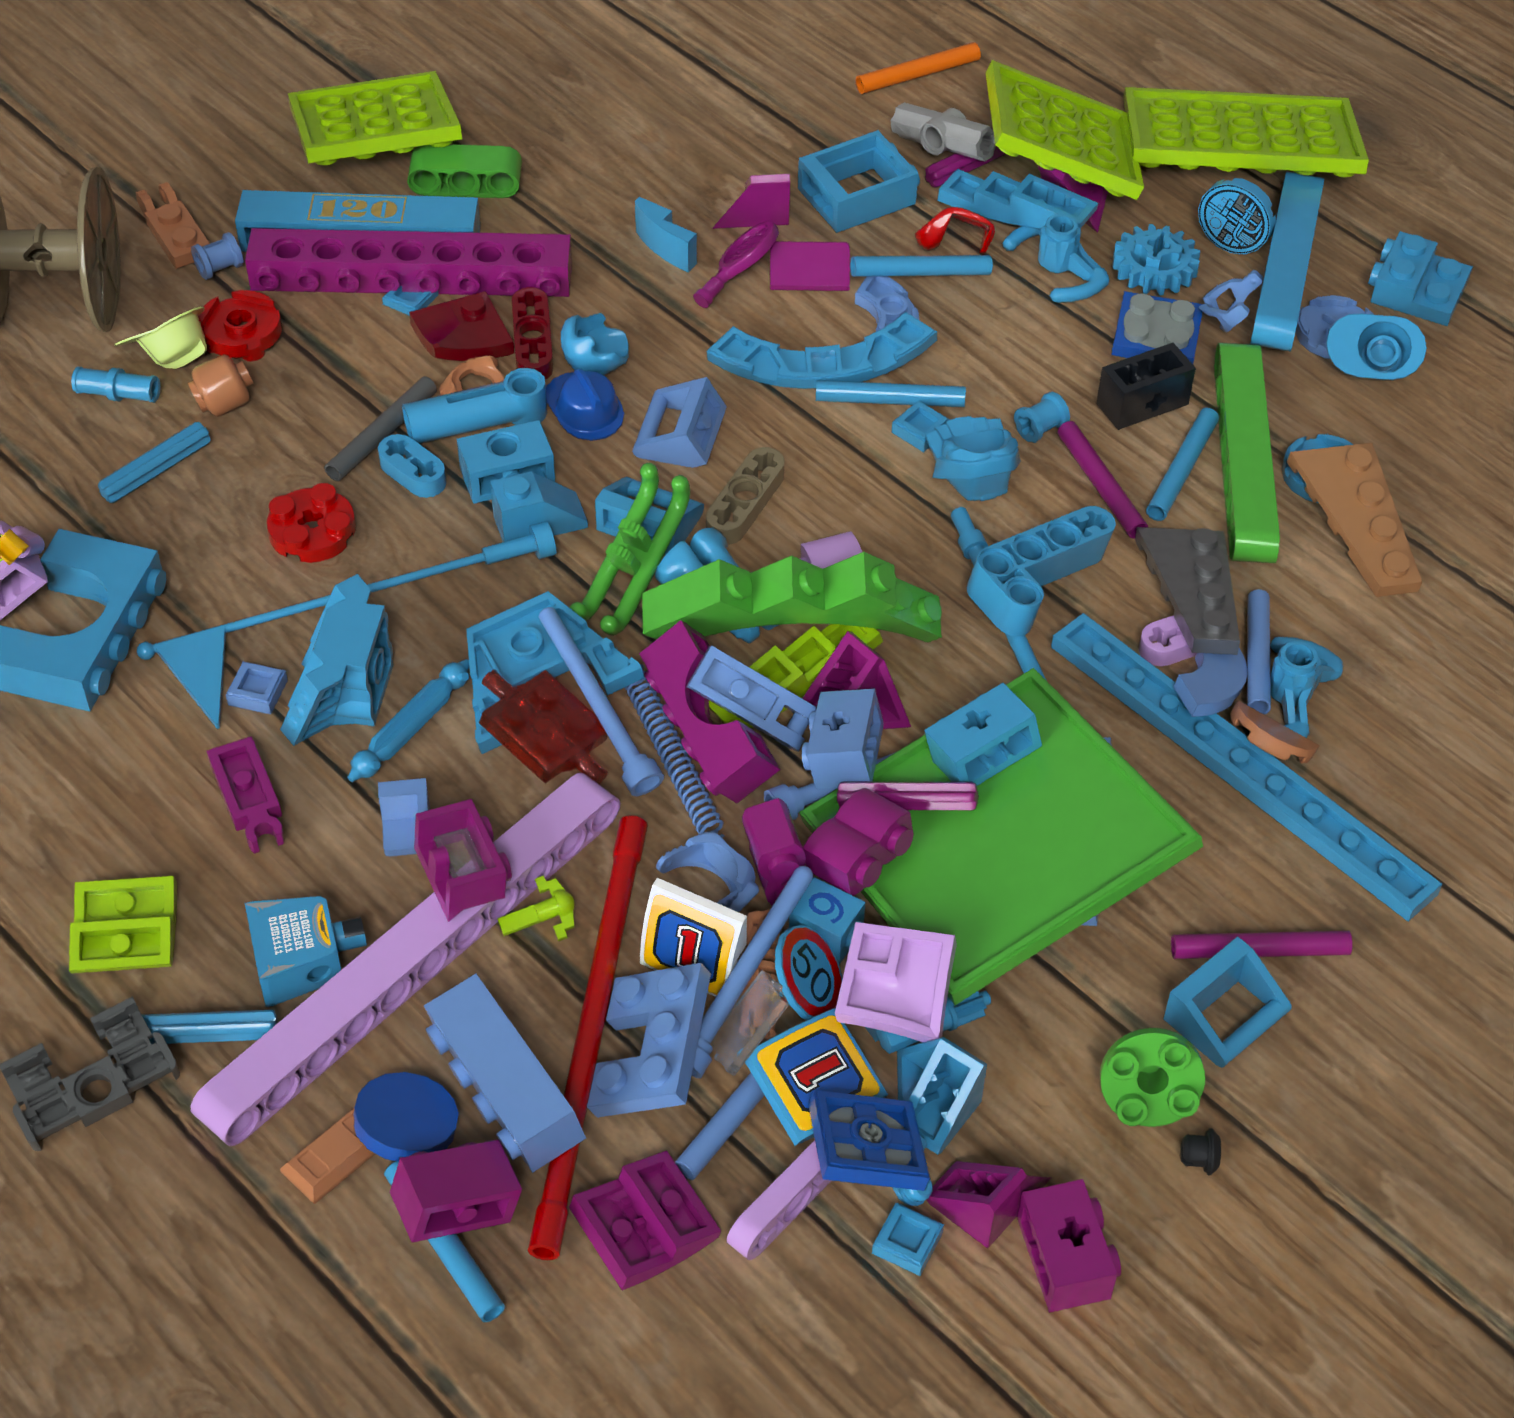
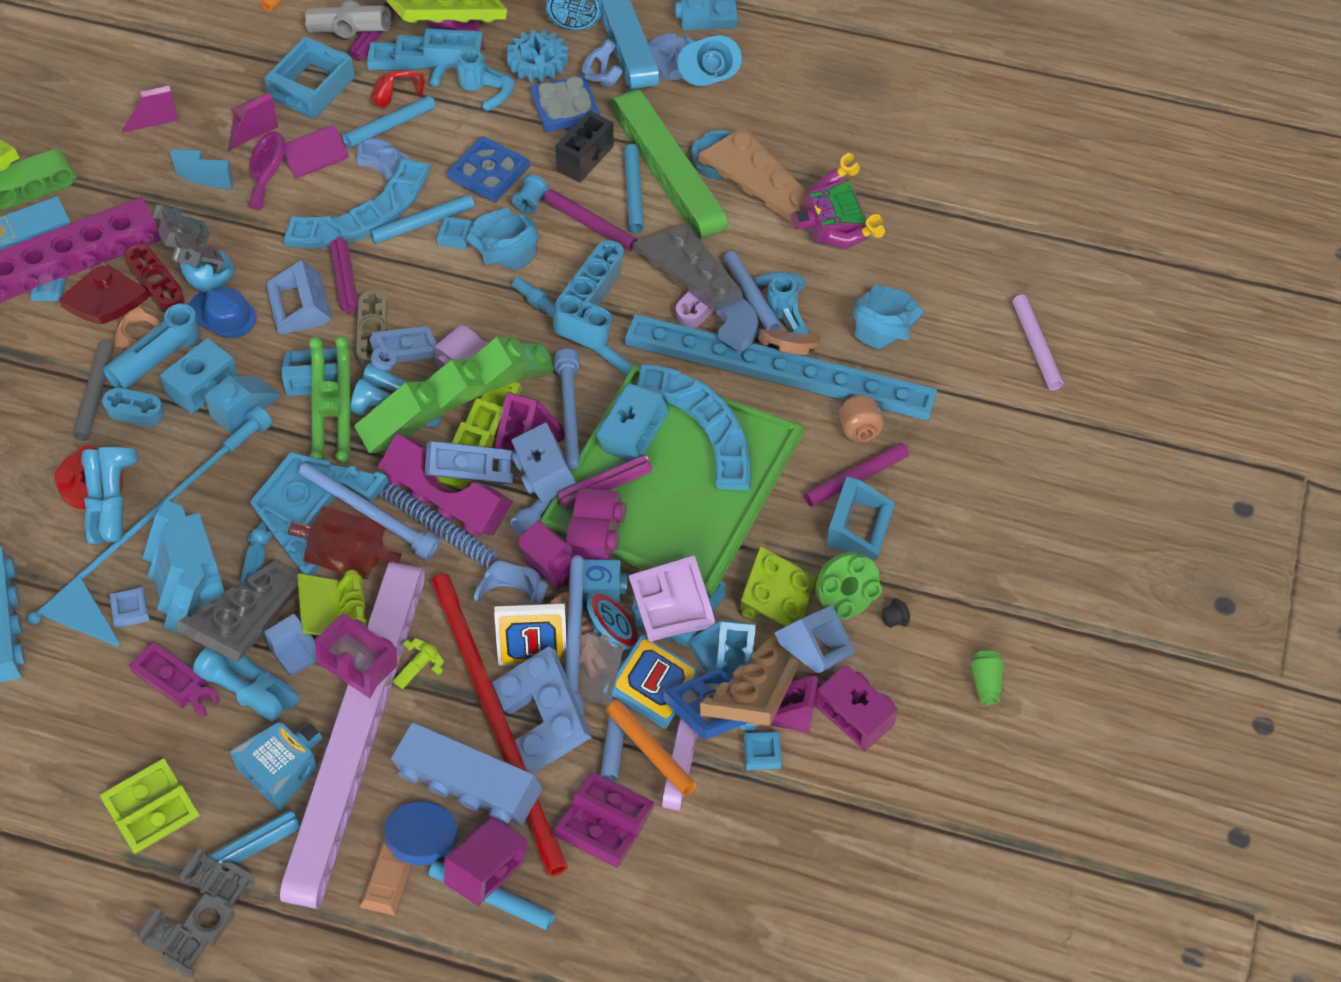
camera: 30 degrees left, 5 degrees up
(301, 553) = (104, 499): none -> dark azure piece
(331, 792) = (266, 693): none -> dark azure piece
(369, 749) = (243, 612): none -> flat silver wing
(493, 786) = (326, 599): none -> lime hinge
(578, 292) = (181, 234): none -> dark grey piece
(654, 146) = (153, 109): none -> magenta slope
(752, 1157) = (651, 748): none -> orange piece
(753, 419) = (344, 275): none -> magenta axle
(762, 526) = (401, 346): none -> medium blue hinge
(942, 1145) = (756, 687): none -> medium nougat wing
(956, 638) = (566, 365): none -> medium blue piece
(1009, 368) = (488, 169): none -> blue piece
(1054, 1041) = (776, 589): none -> lime hinge
(1090, 1115) = (825, 626): none -> medium blue tile
(1091, 778) = (713, 415): none -> dark azure tile
(1283, 1297) = (988, 675): none -> bright green cone
(1312, 872) = (860, 418): none -> nougat head
(1425, 758) = (884, 316): none -> dark azure hair
(1434, 595) = (834, 212): none -> torso

